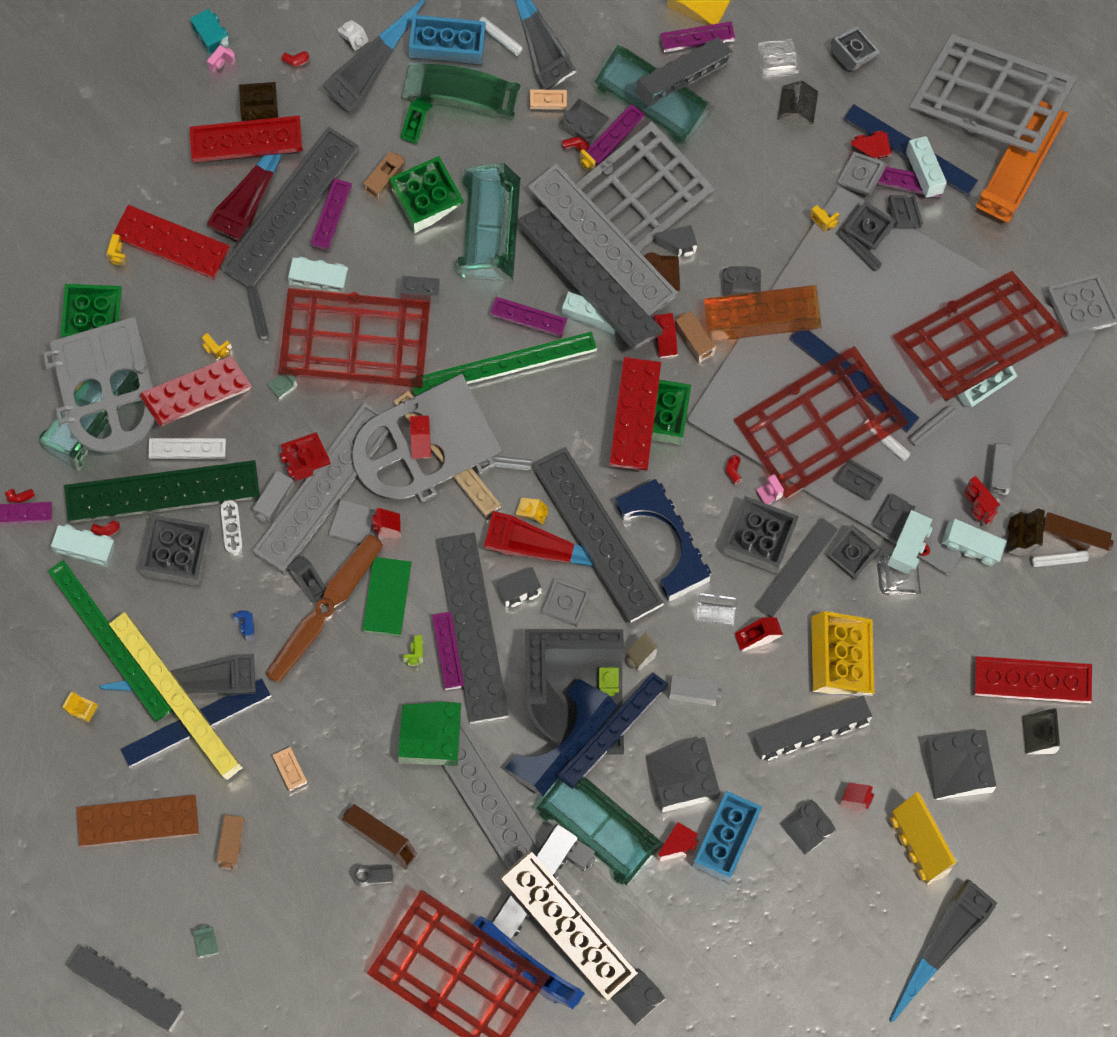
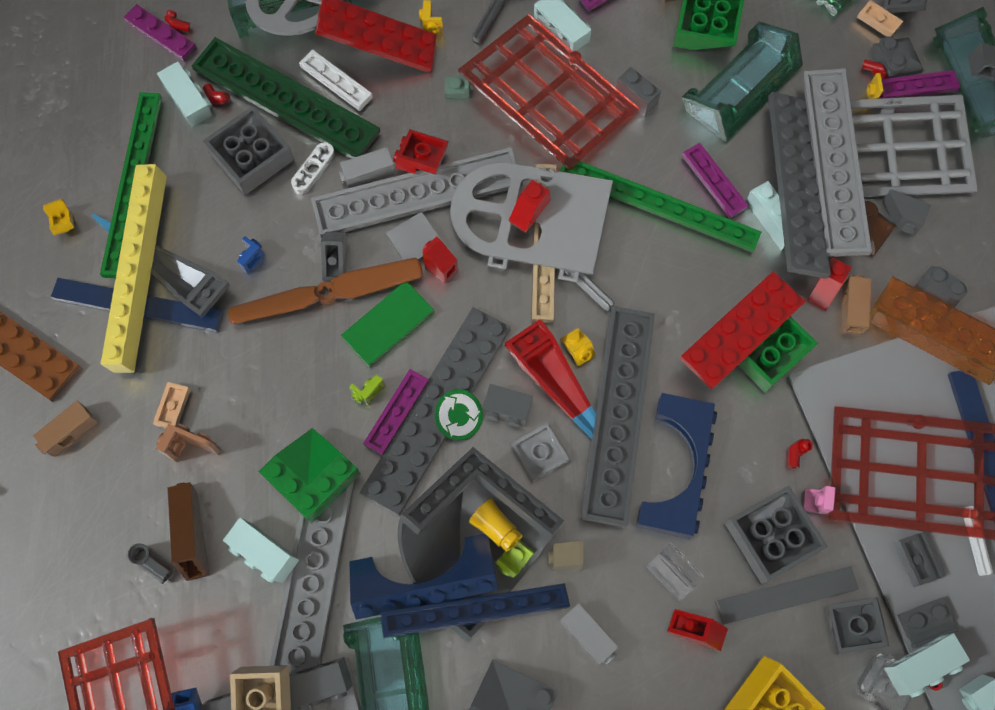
camera: 45 degrees right, 0 degrees up
(324, 776) = (175, 438): none -> nougat bracket
(440, 808) = (260, 551): none -> light aqua brick
(492, 619) = (458, 414): none -> sticker
(581, 668) = (496, 525): none -> yellow plant

